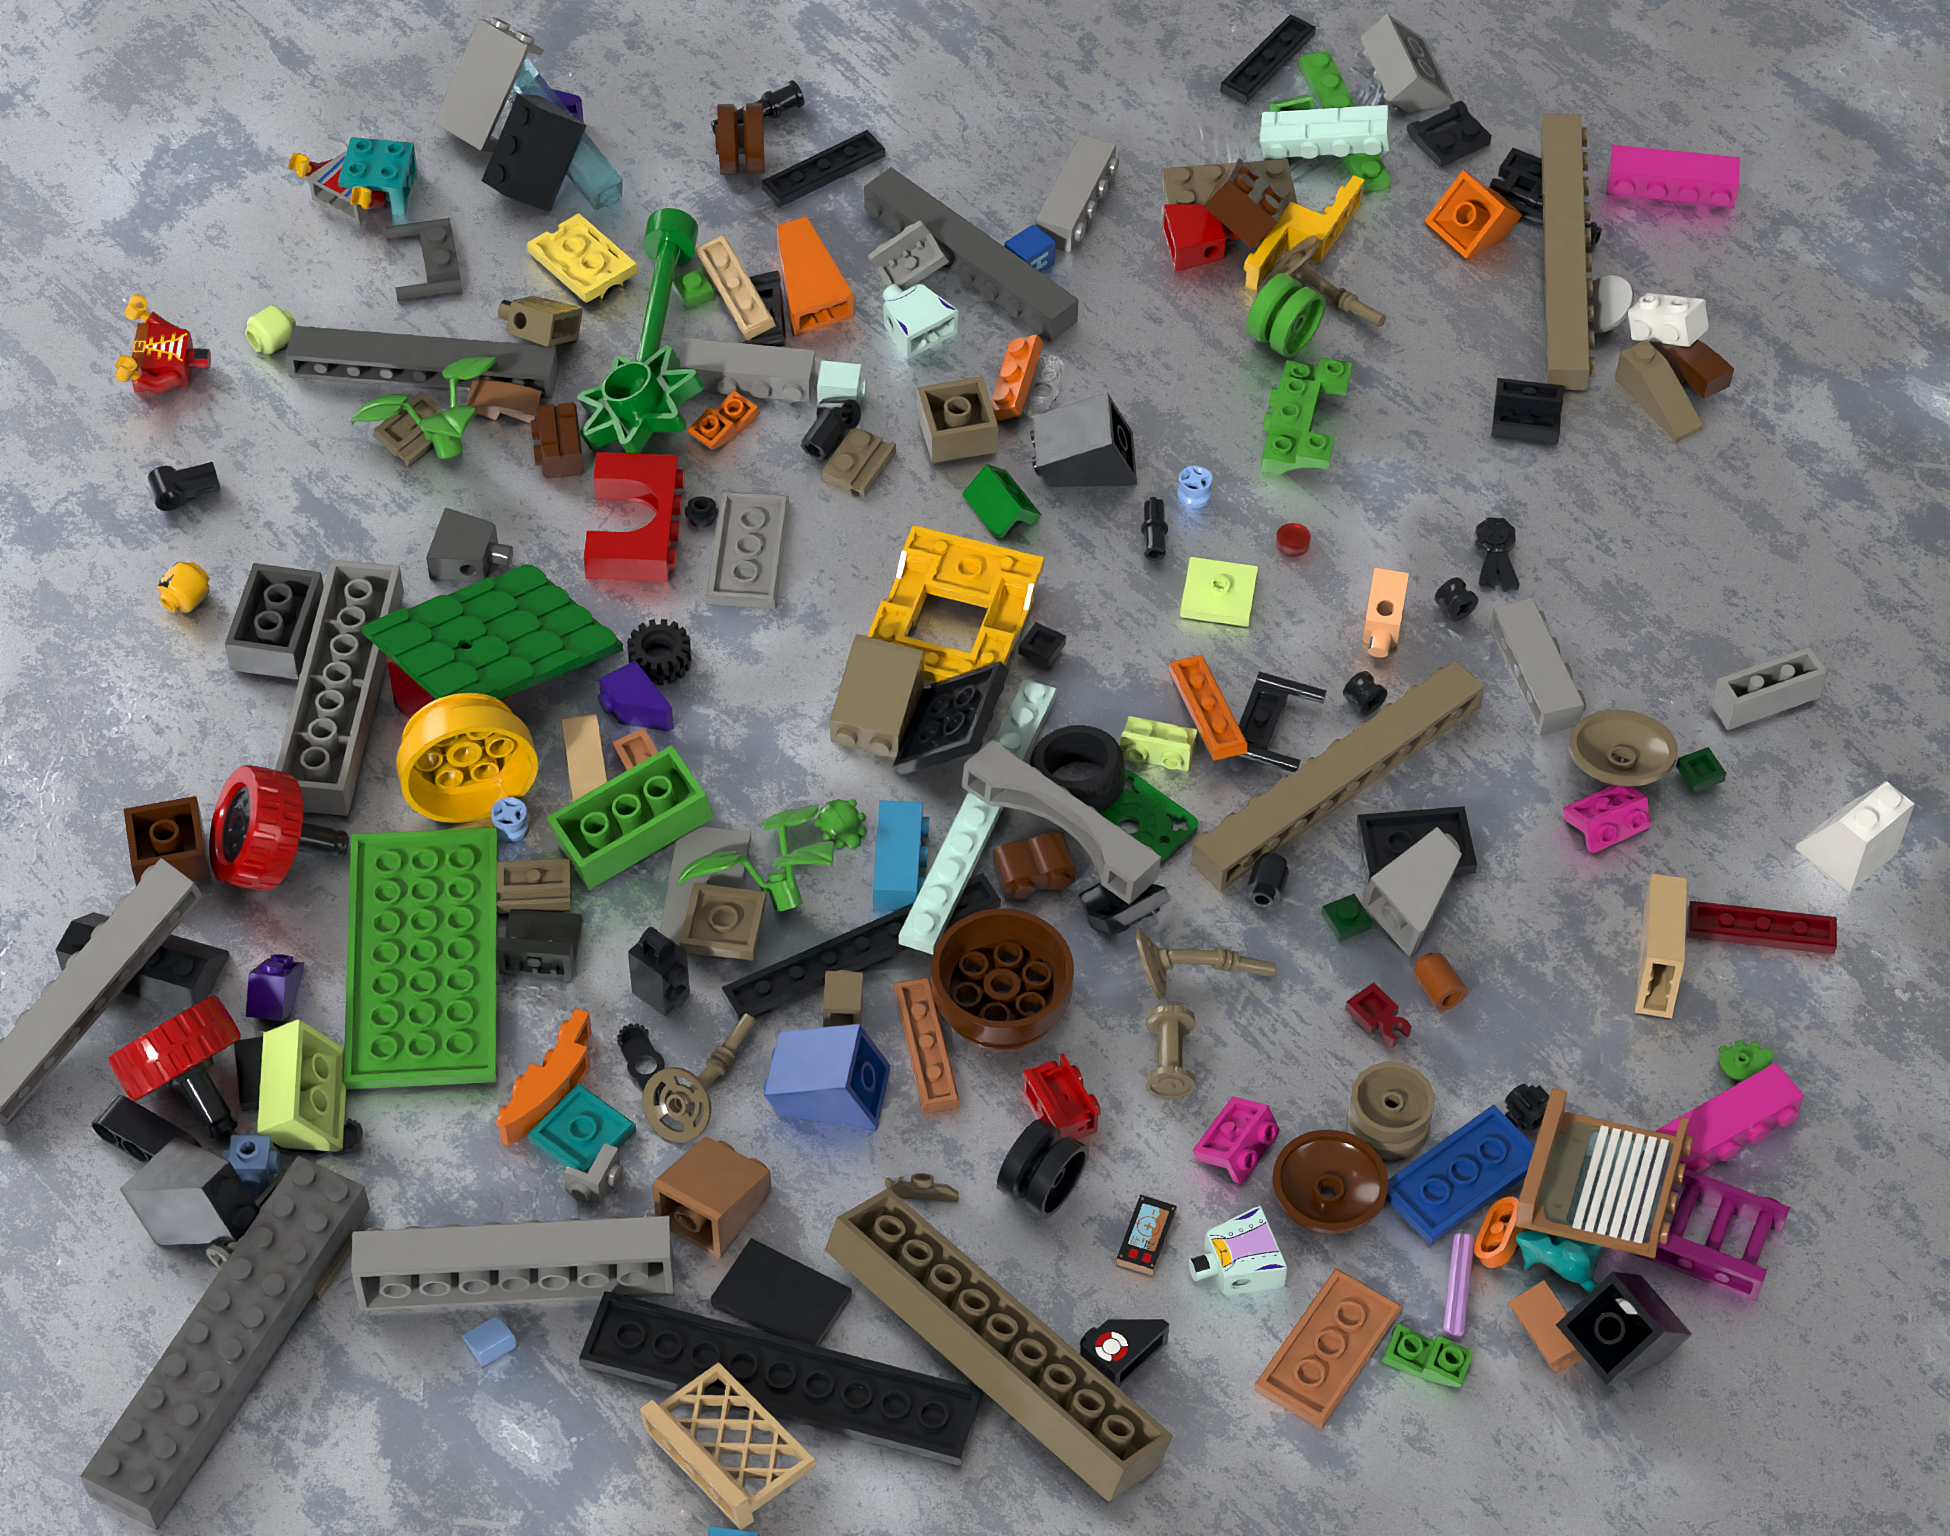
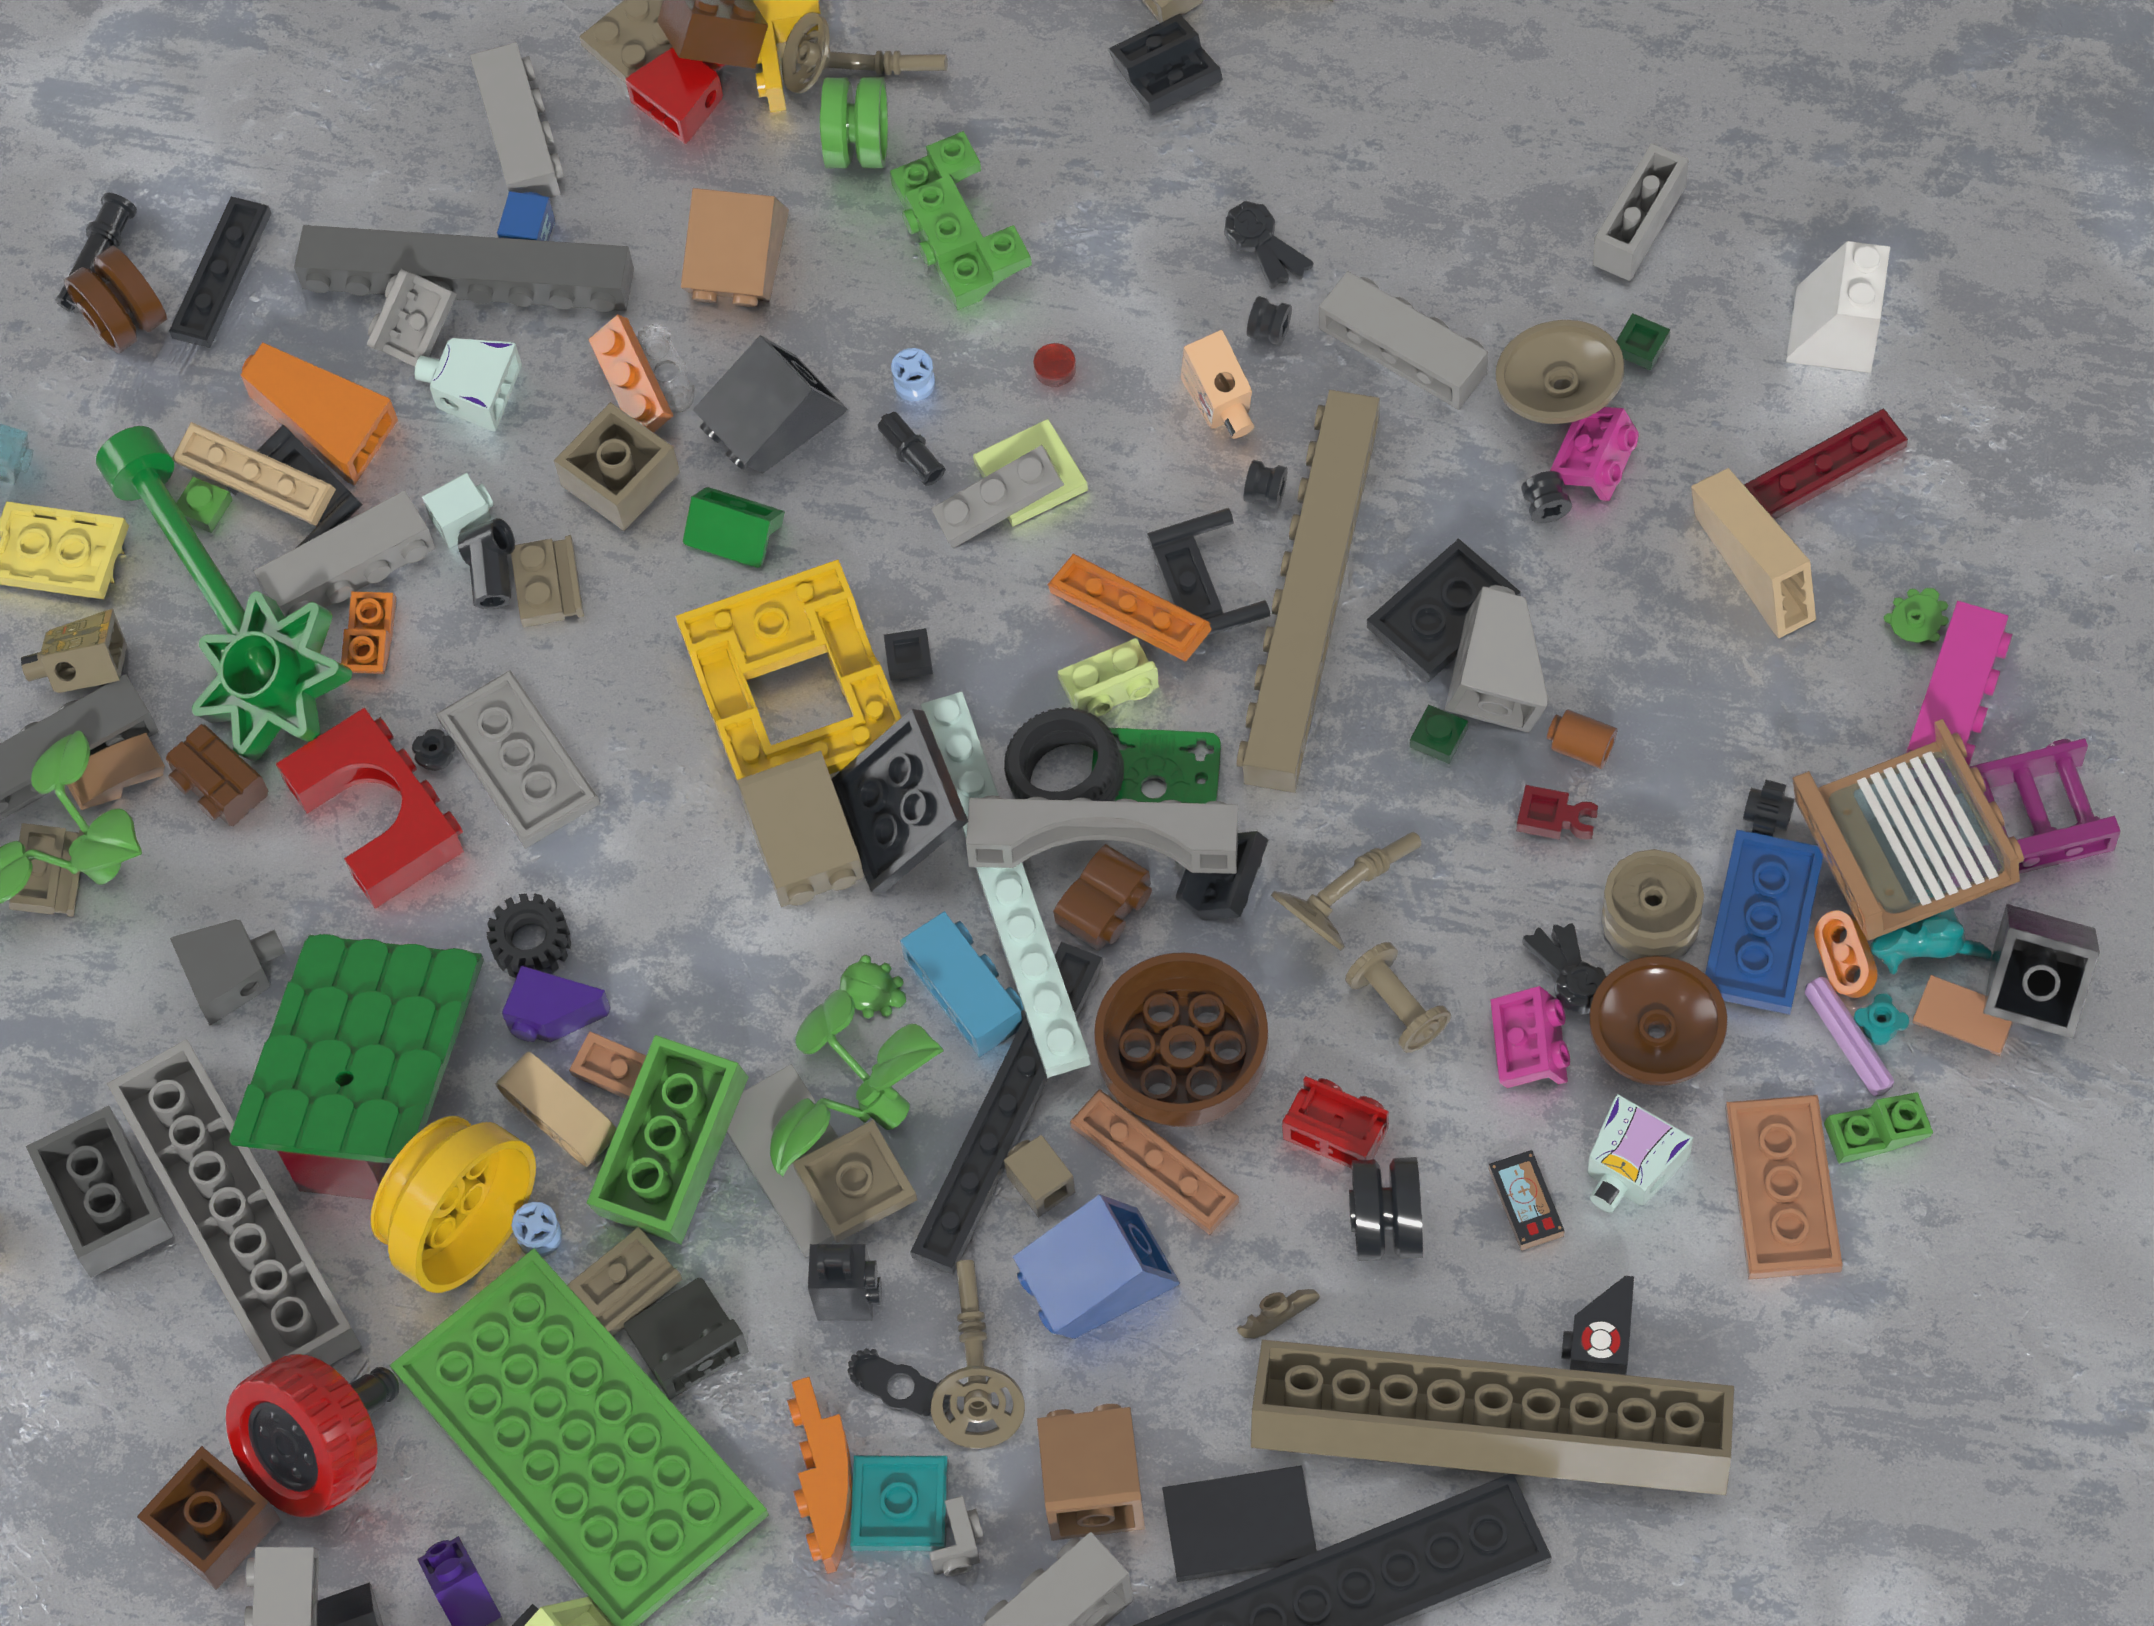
camera: 30 degrees left, 10 degrees up
(1146, 340) = (733, 246): none -> medium nougat slope
(1182, 589) = (997, 496): none -> light grey plate
(1267, 880) = (1337, 749): black brick -> none
(1303, 1108) = (1576, 979): none -> black piece
(1487, 1300) = (1880, 1032): none -> teal plate
(1548, 820) = (1546, 497): none -> black wheel

